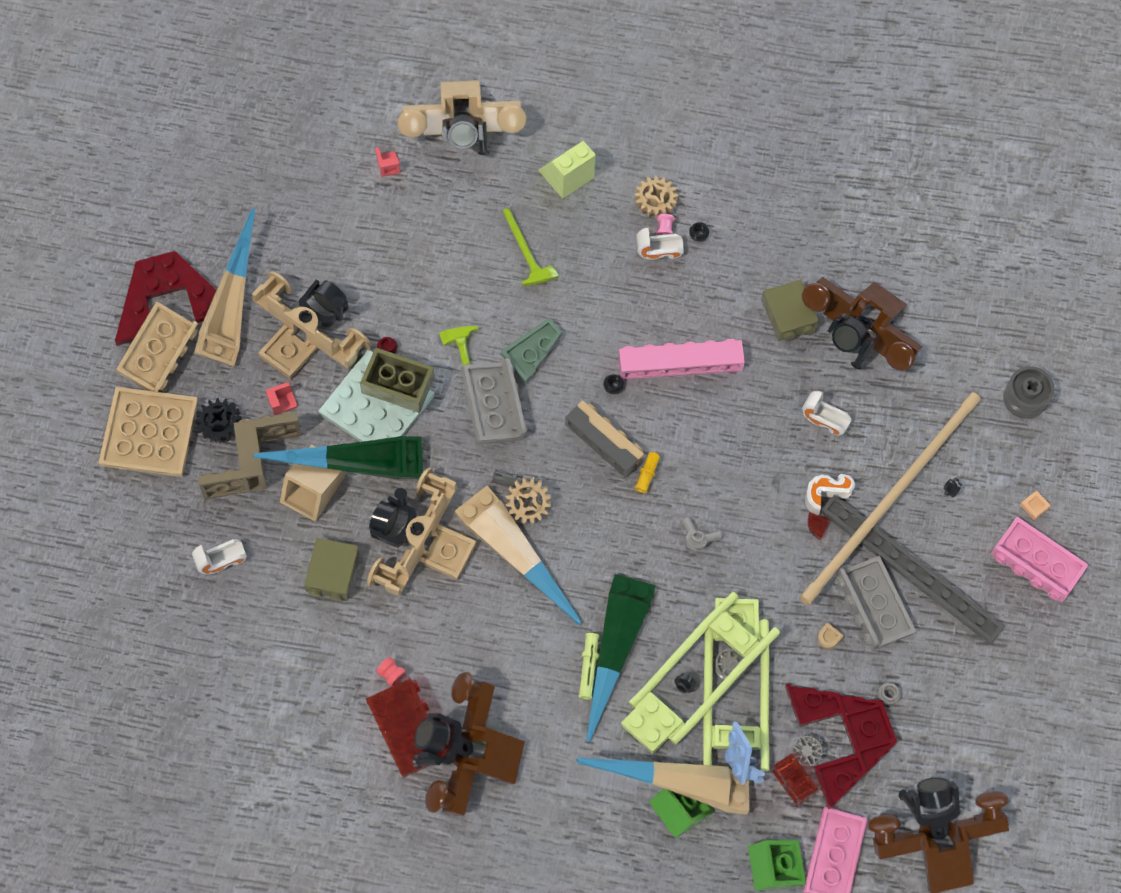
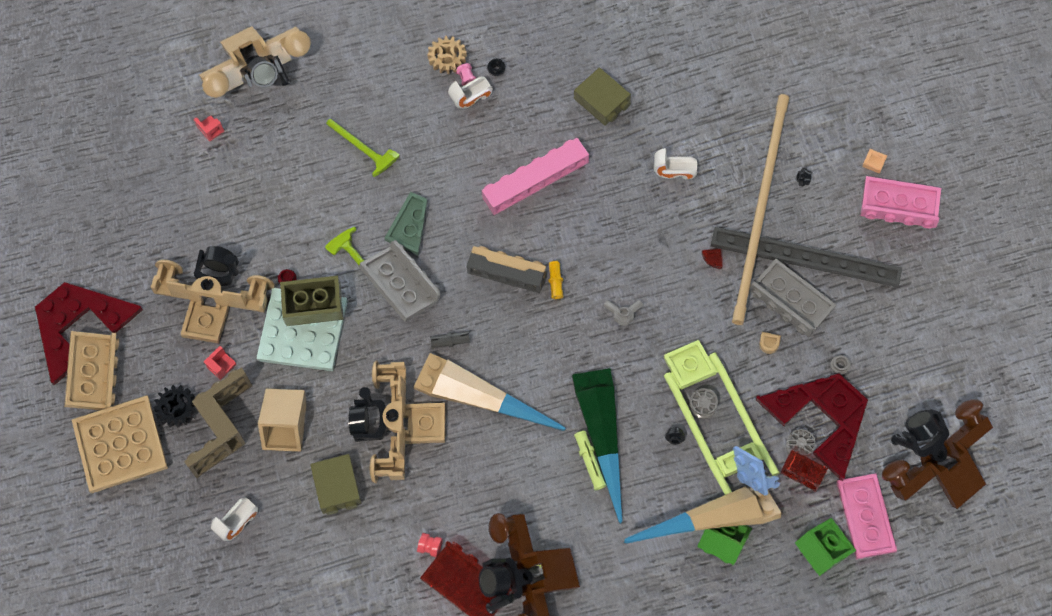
camera: 20 degrees left, 0 degrees up
(222, 325) = (138, 326): tan plate -> none
(386, 457) = (333, 370): dark green plate -> none
(535, 505) = (469, 356): tan gear -> none
(570, 169) = (365, 63): yellowish green slope -> none
(613, 378) = (490, 217): black plate -> none
(652, 720) = (665, 479): yellowish green plate -> none
(826, 486) = (705, 223): white animal -> none
(853, 330) = (662, 87): reddish brown piece -> none
(1028, 392) = (824, 74): dark grey wheel -> none

